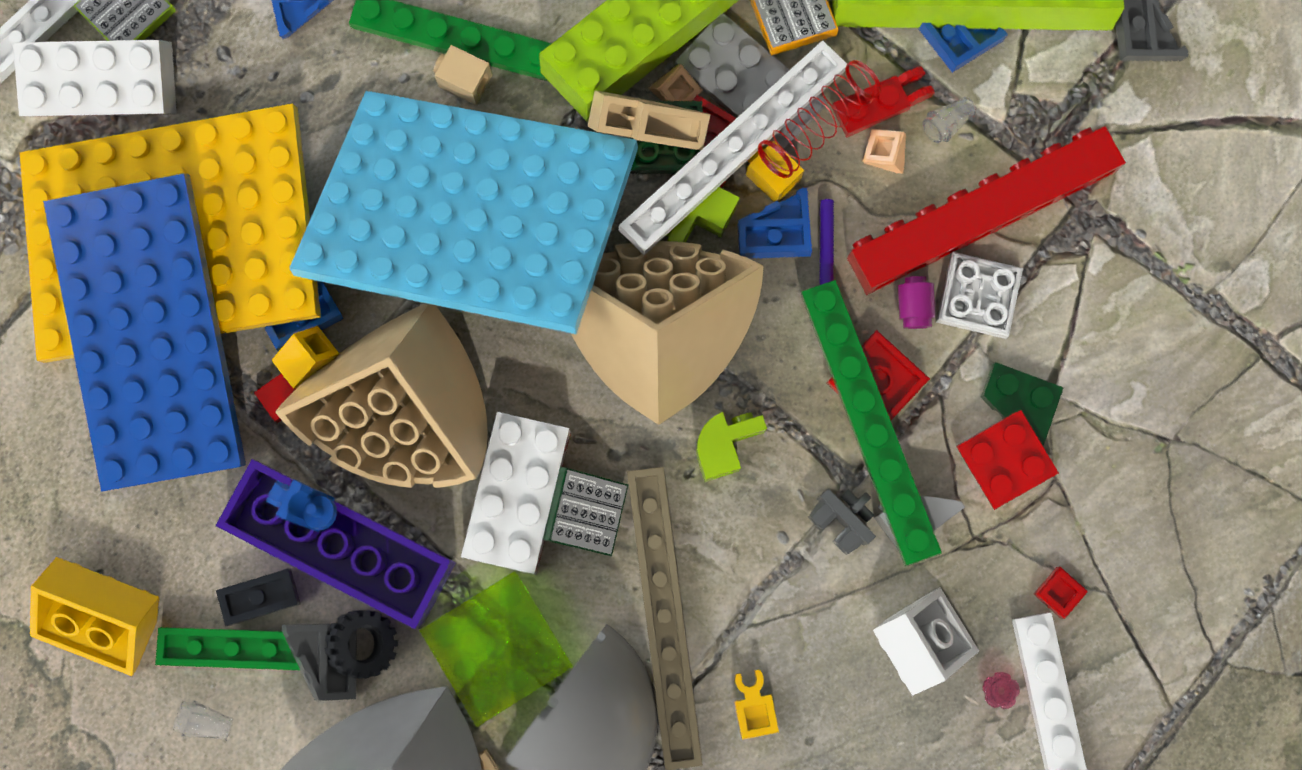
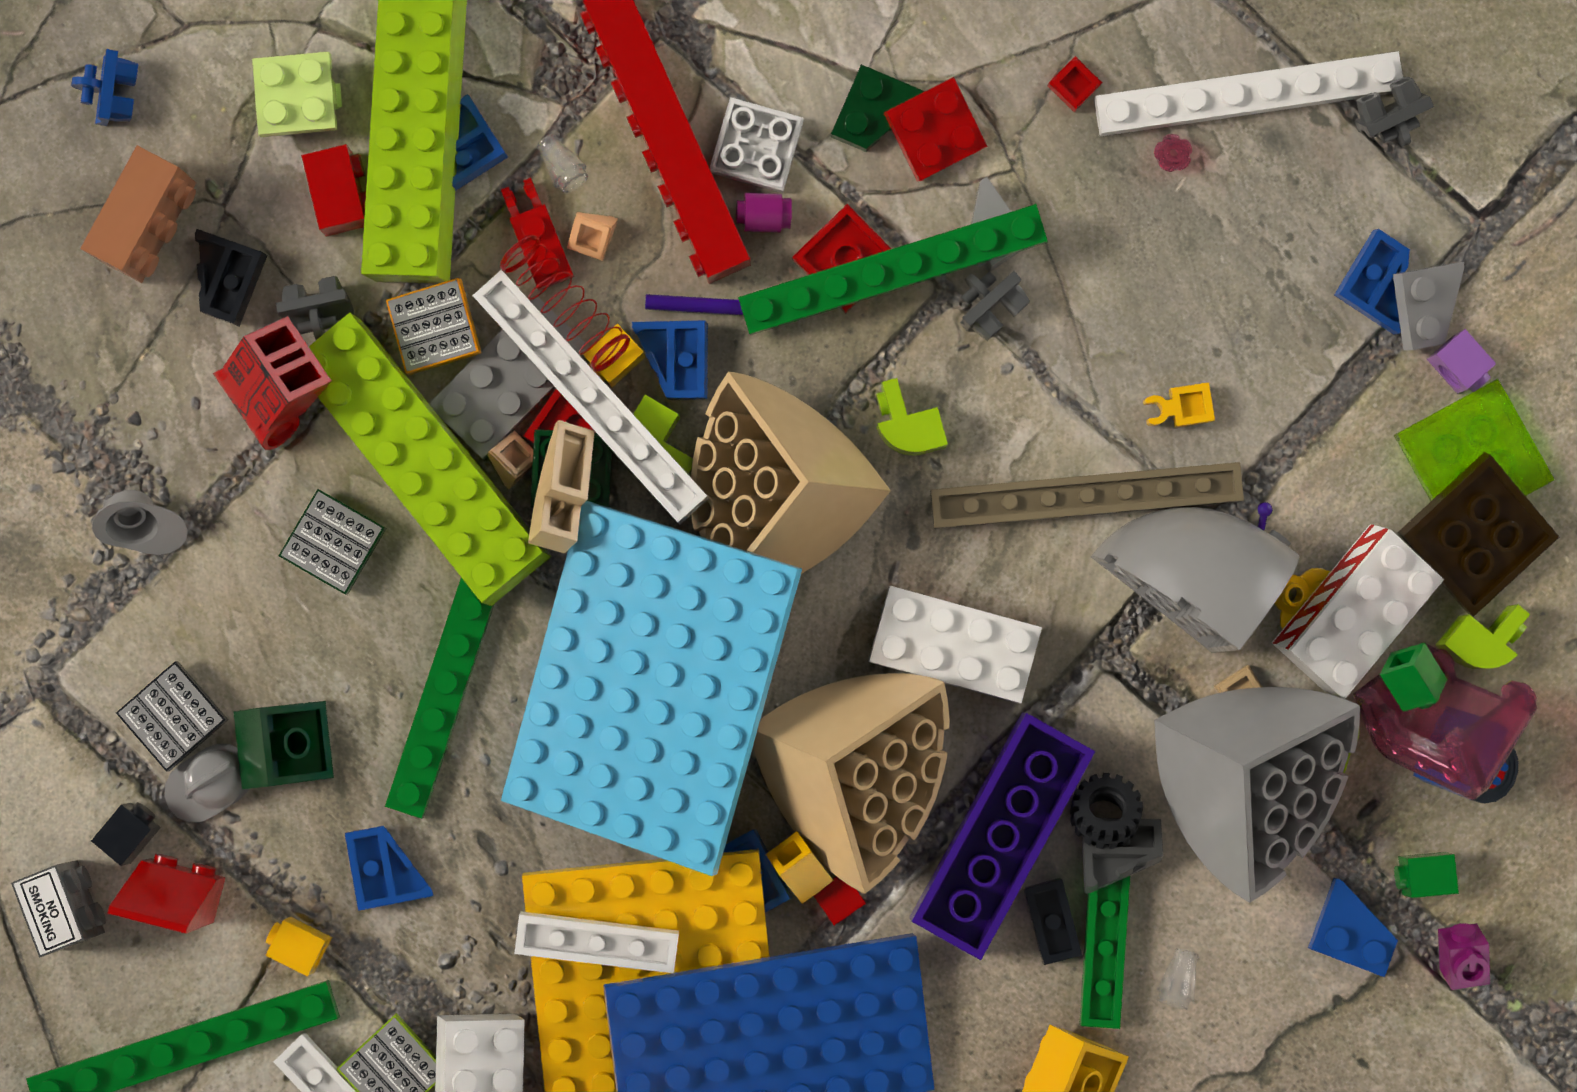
camera: 85 degrees left, 5 degrees up
(229, 169) = (596, 942): none -> white plate
(303, 505) = (969, 859): blue hips -> none
(462, 74) = (487, 693): tan brick -> none
(496, 648) = (1113, 671): clear neon green plate -> none
(585, 511) = (976, 572): tile -> none
(926, 641) = (1121, 225): white slope -> none

